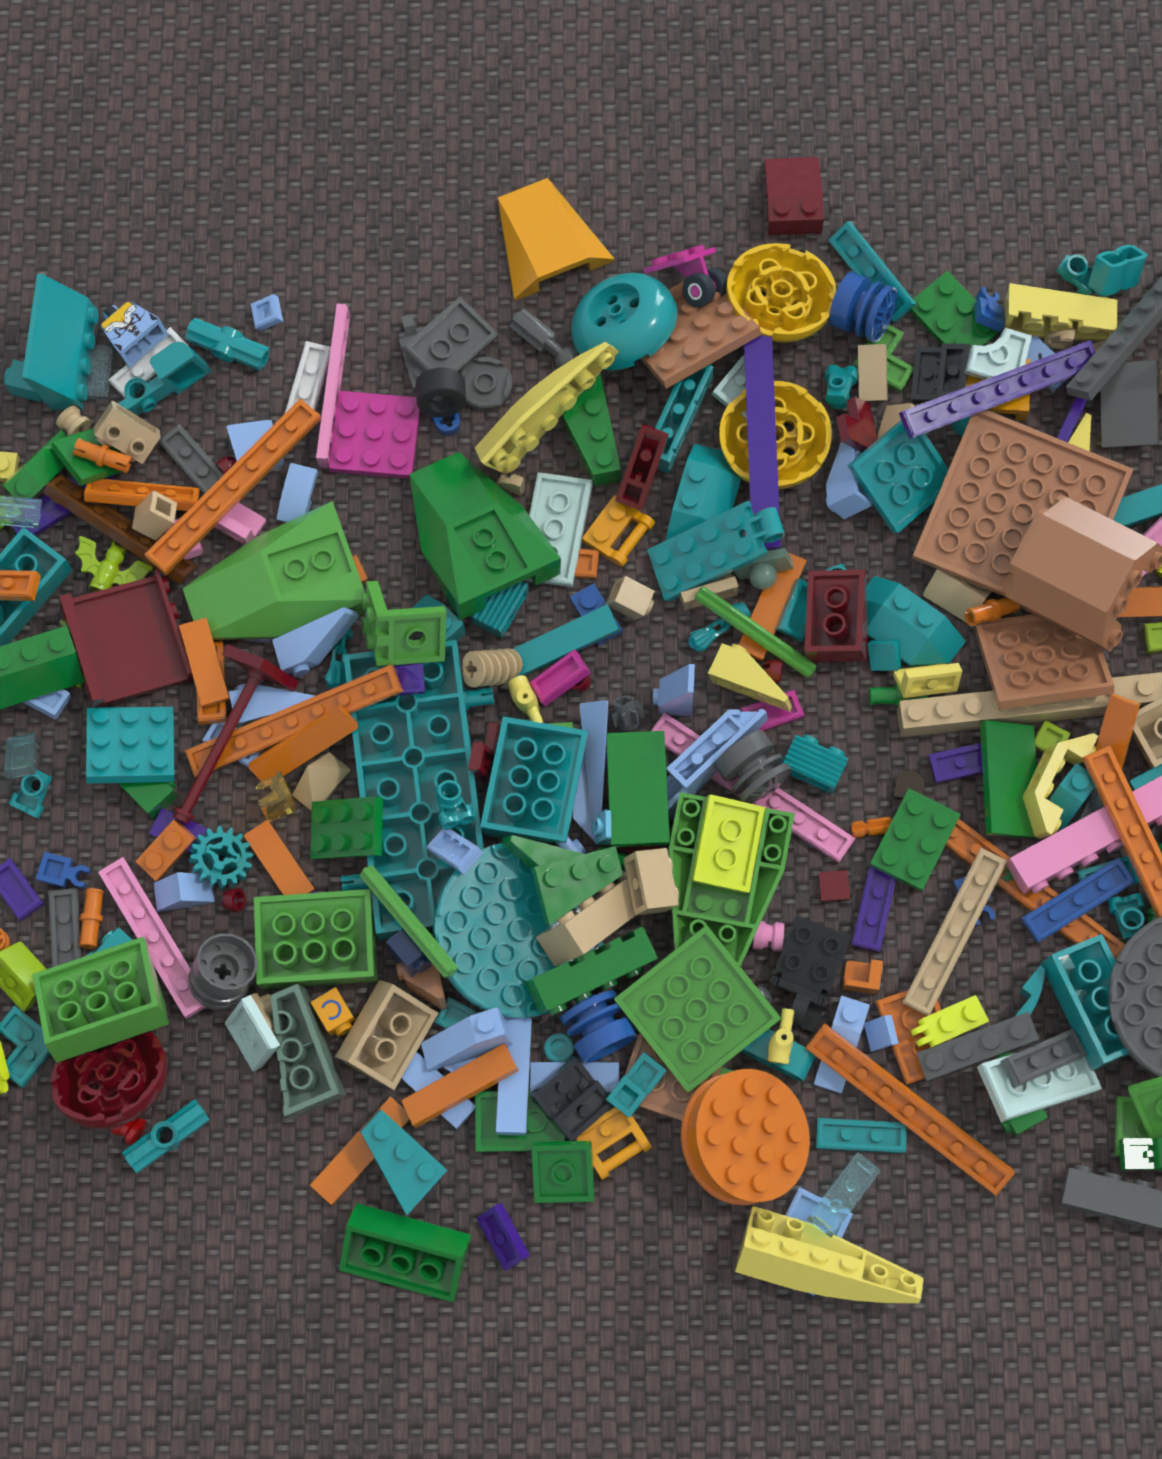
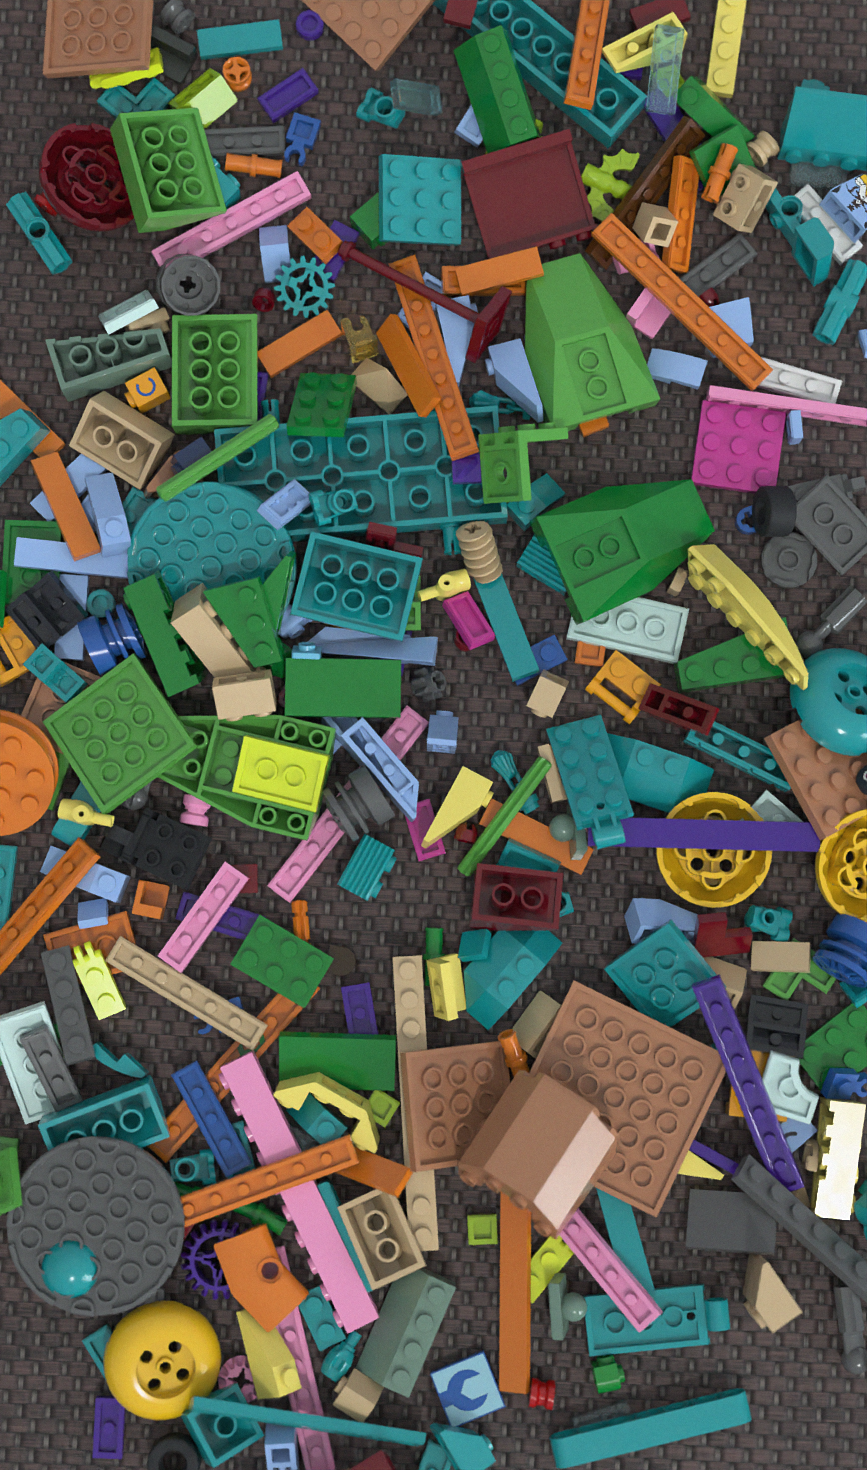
camera: 85 degrees right, 10 degrees up
(354, 381) = (794, 427): none -> light blue tile
(877, 918) = (203, 917): none -> bright pink plate

